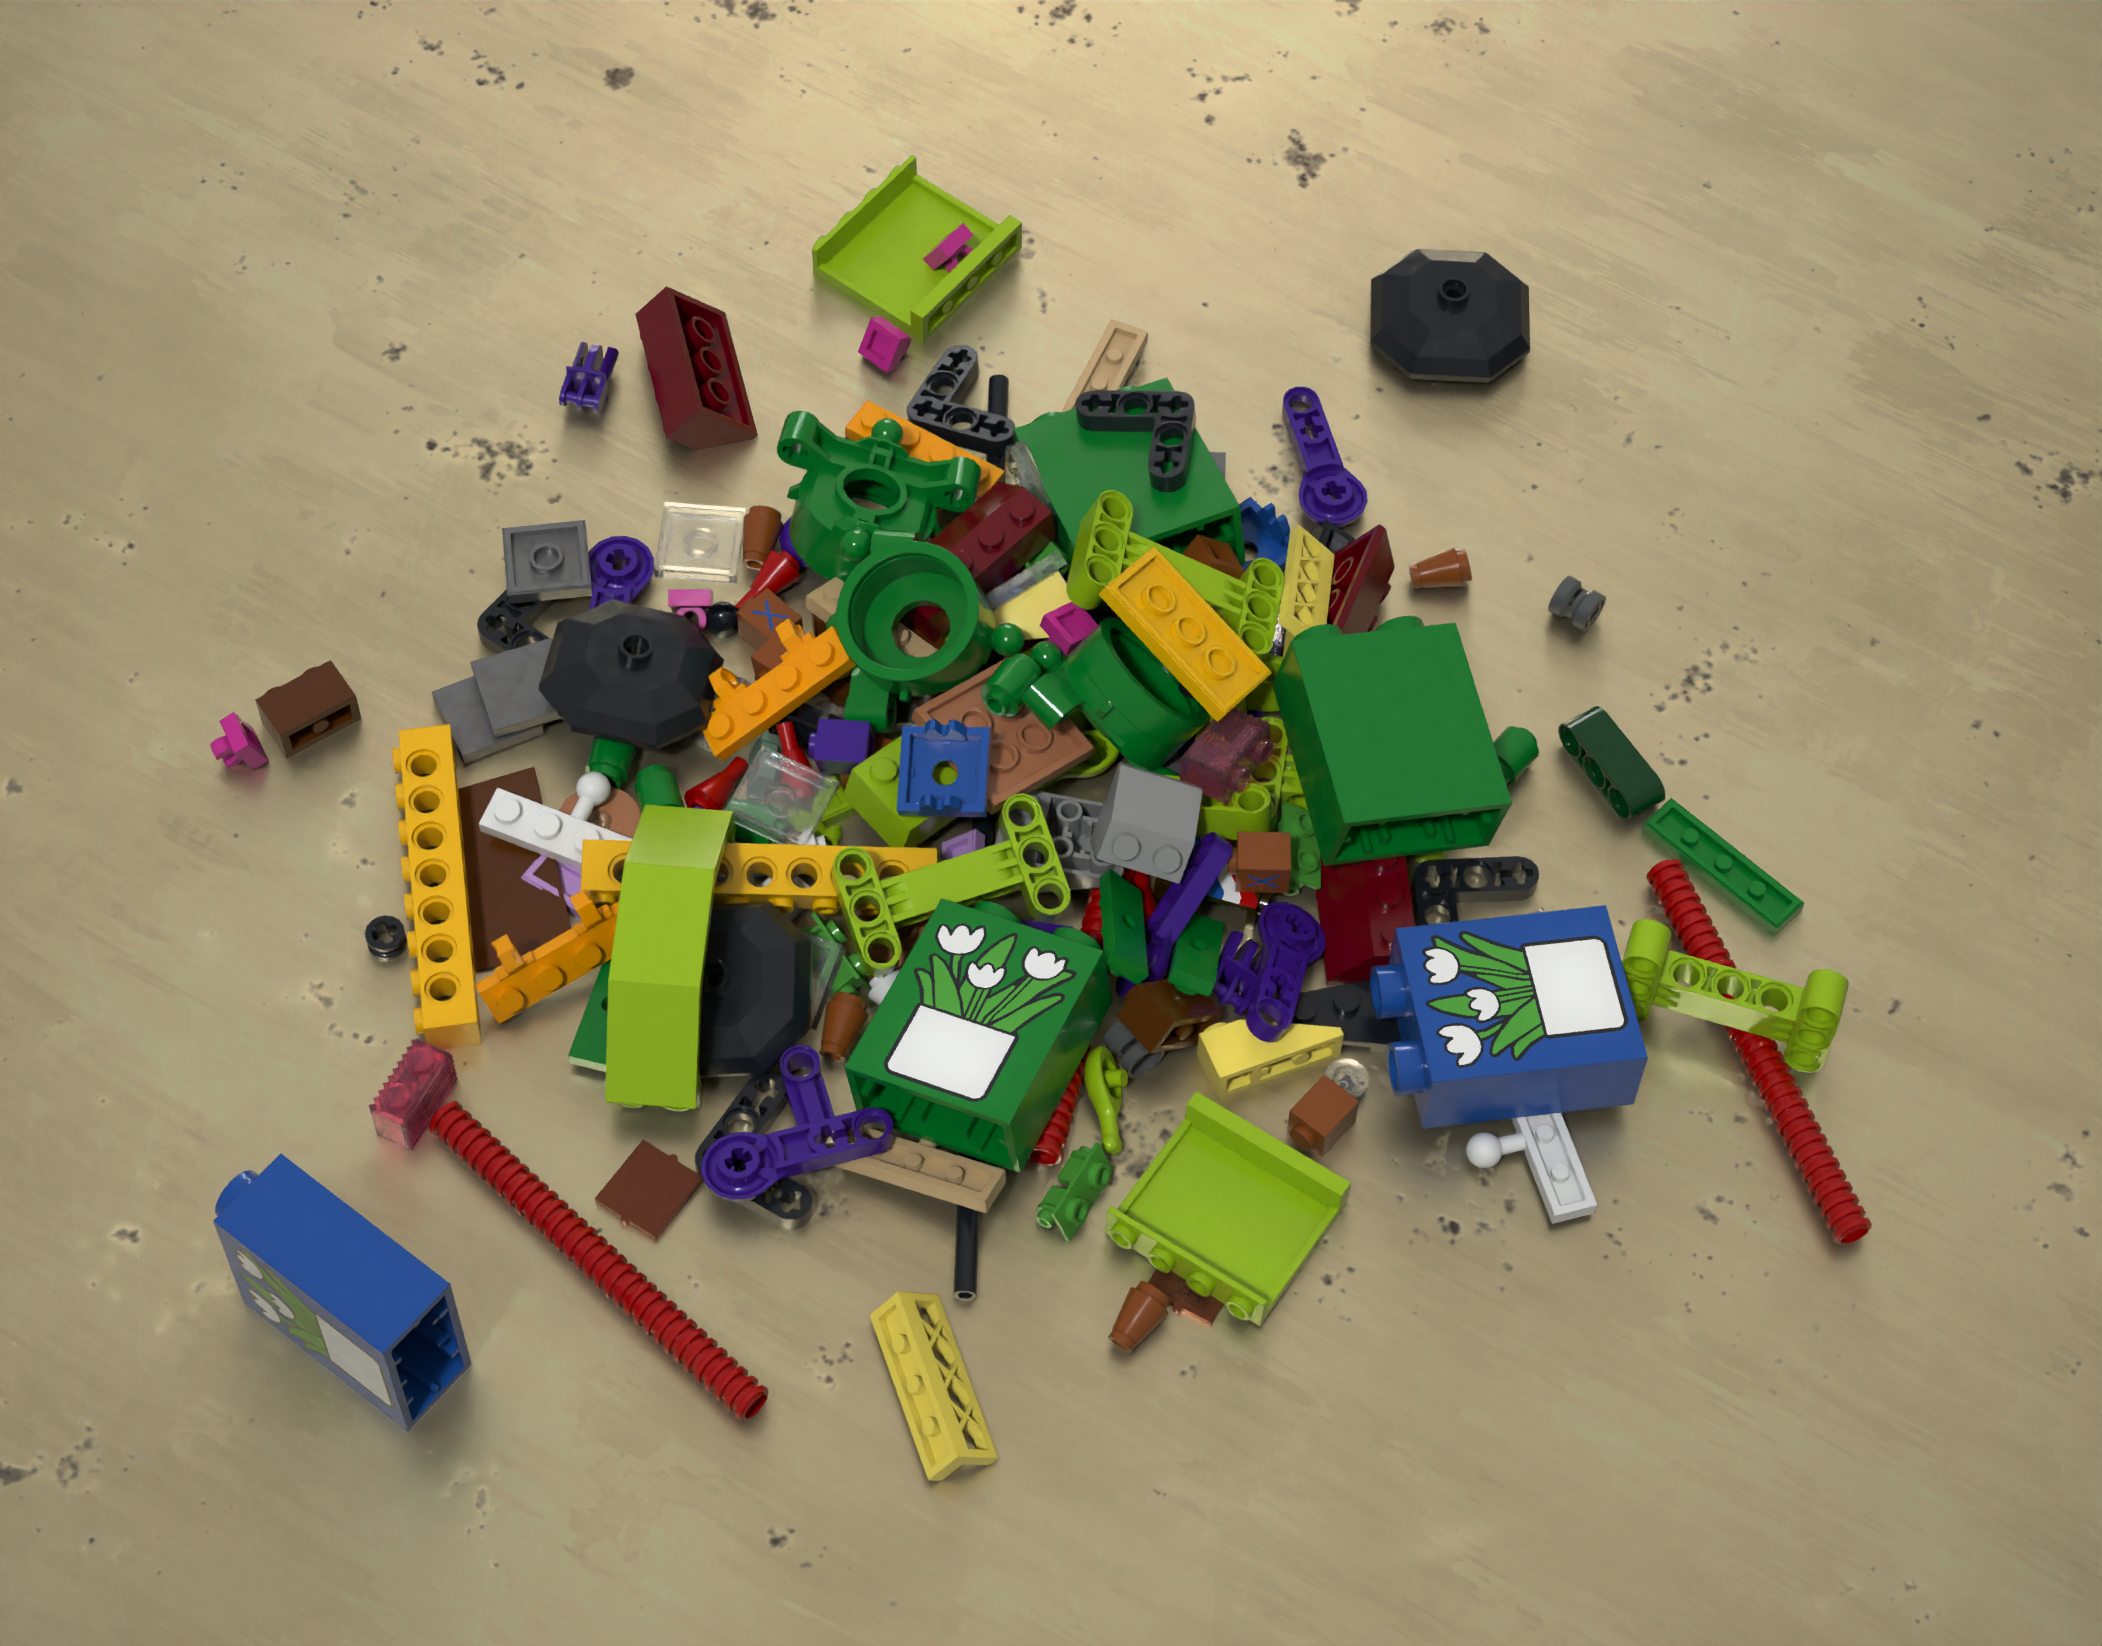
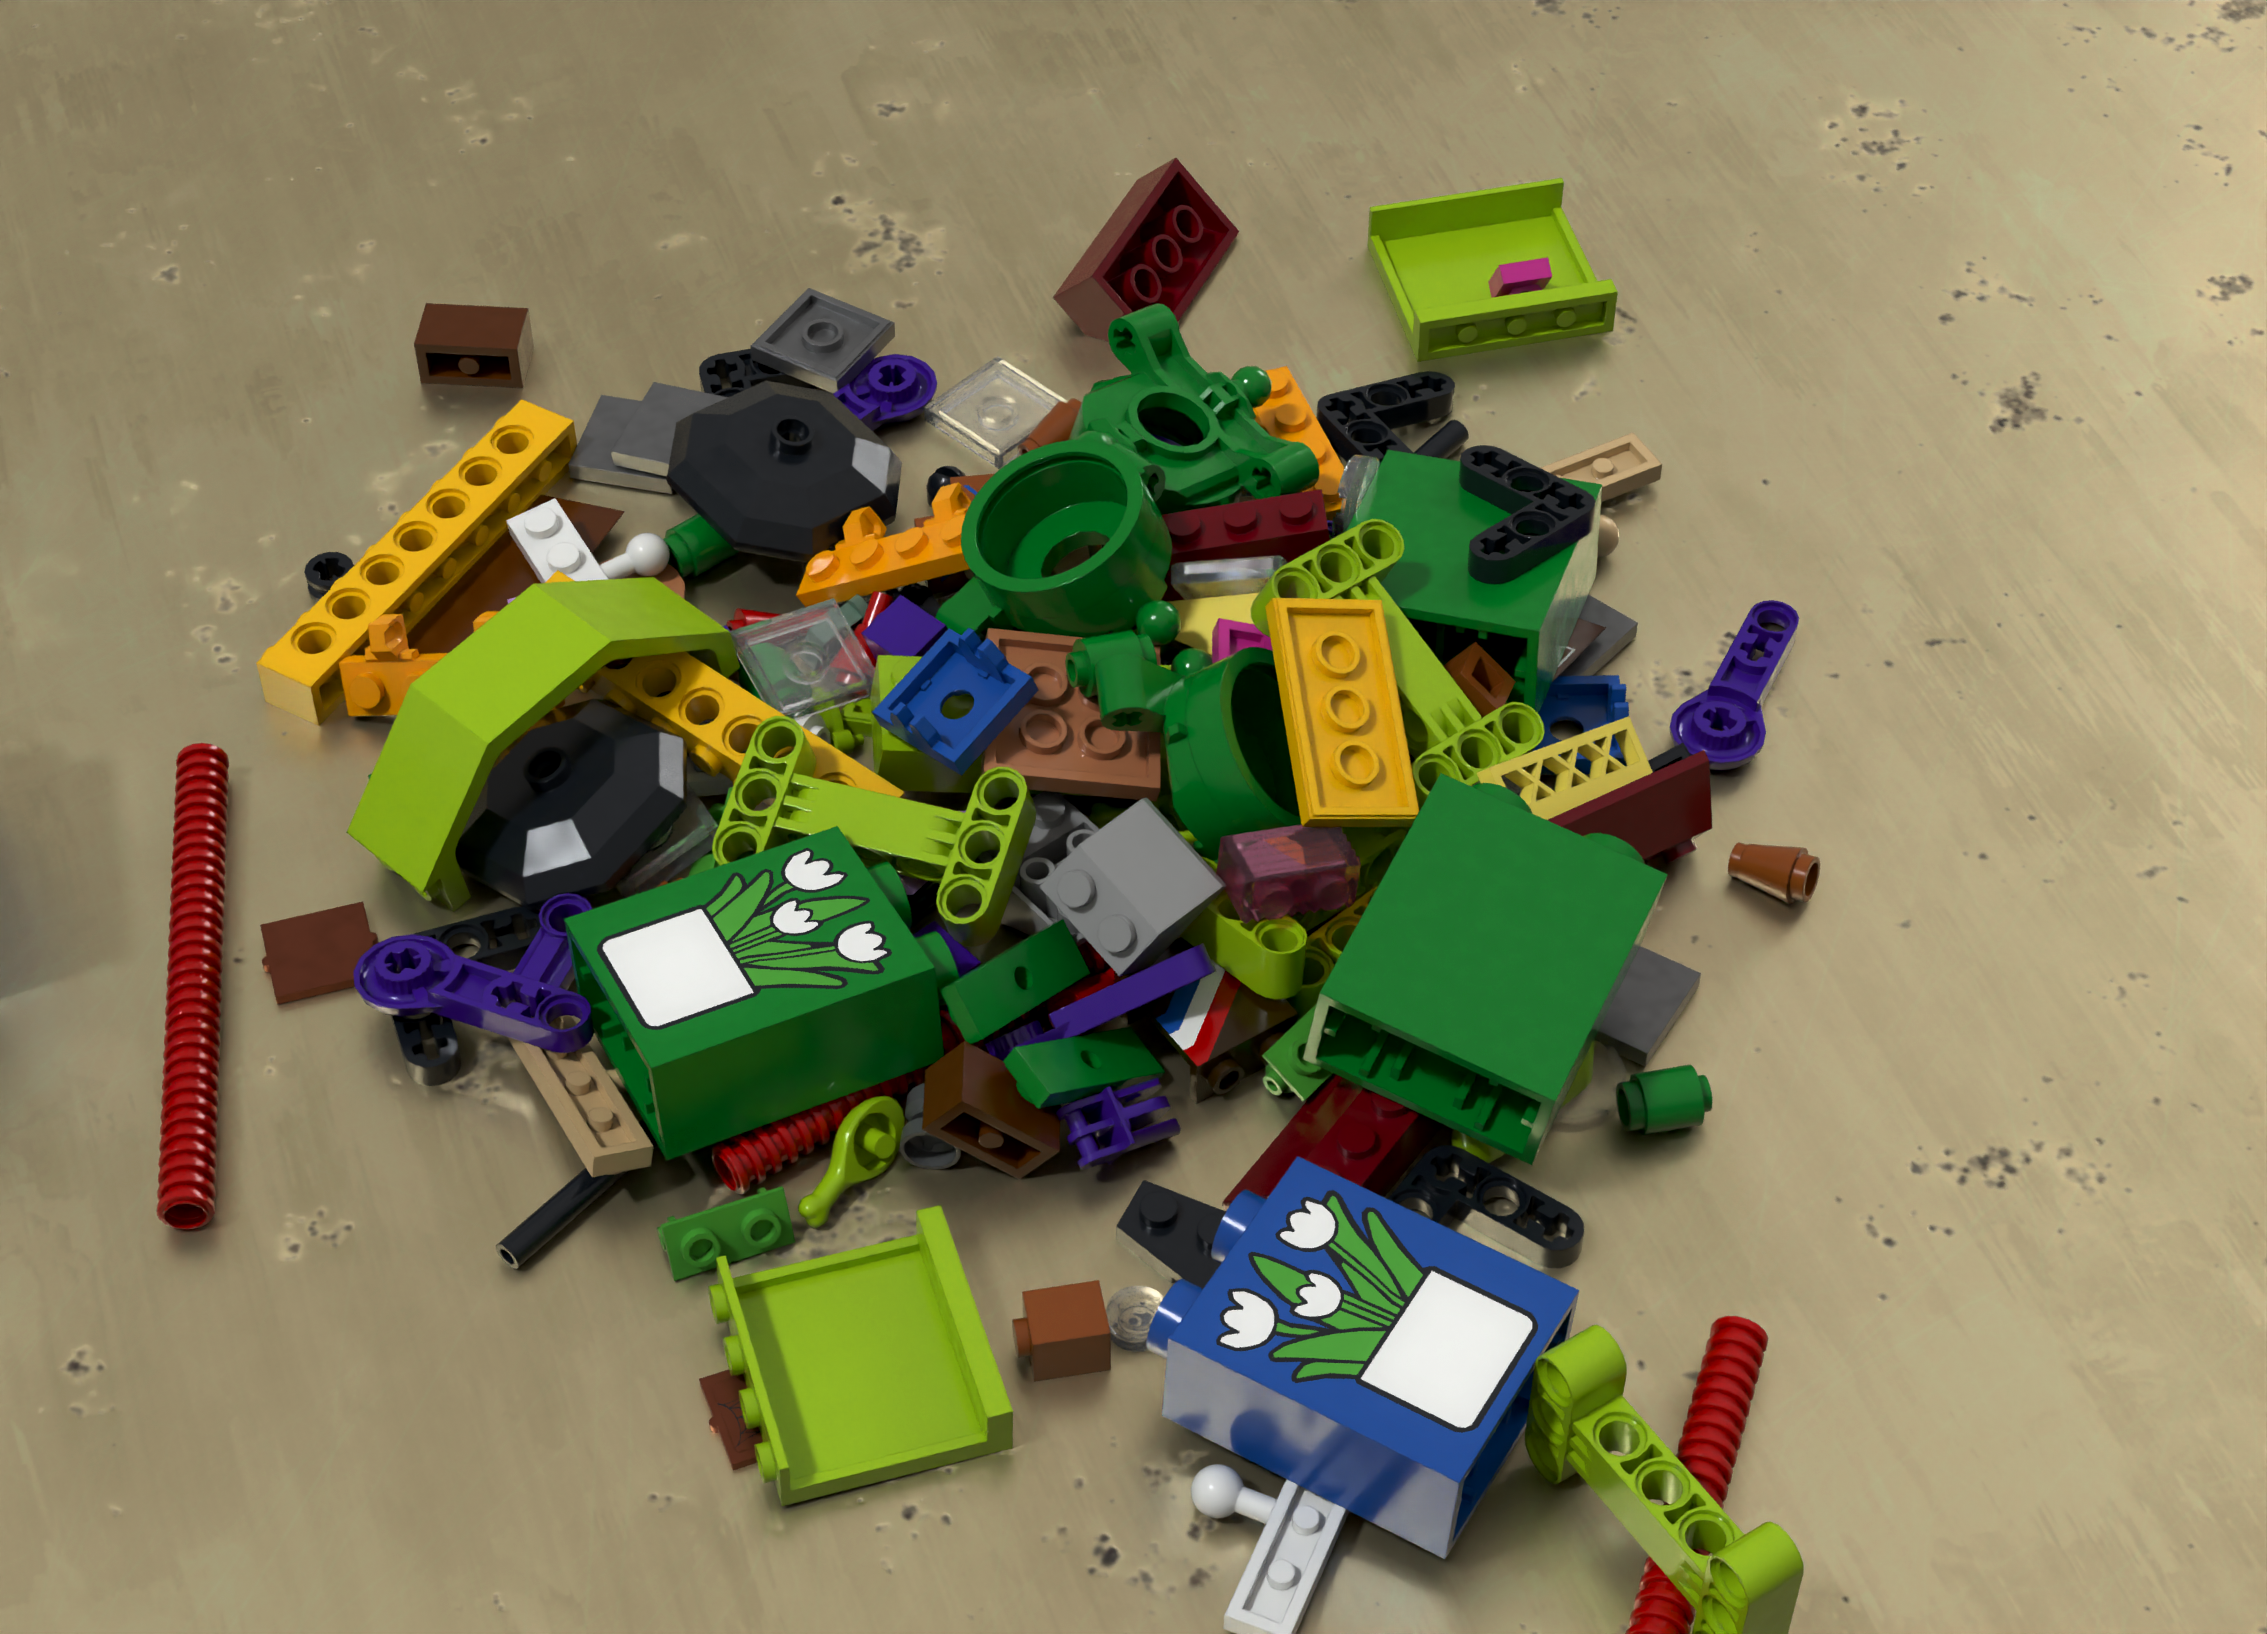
camera: 40 degrees right, 10 degrees down
(238, 744) = (386, 339): dark pink tile -> none
(413, 1094) = (200, 709): clear pink brick -> none
(588, 377) = (1038, 212): dark purple arm -> none
(657, 787) = (716, 592): green brick -> none
(691, 601) = (923, 451): dark pink tile -> none
(884, 344) = (1367, 334): dark pink tile -> none
(924, 1381) = (359, 1312): light yellow fence -> none
(1139, 1315) = (655, 1399): dark orange cone -> none
(1239, 1060) = (1061, 1219): light yellow slope -> none
(1261, 862) = (1240, 1015): dark orange brick -> none
(1290, 944) = (1170, 1142): dark purple beam -> none
(1449, 316) = (2040, 630): black rock -> none
(1577, 603) = (1908, 996): dark grey wheel -> none
(1611, 763) = (1787, 1182): dark green beam -> none
(1723, 867) = (1826, 1383): green tile -> none

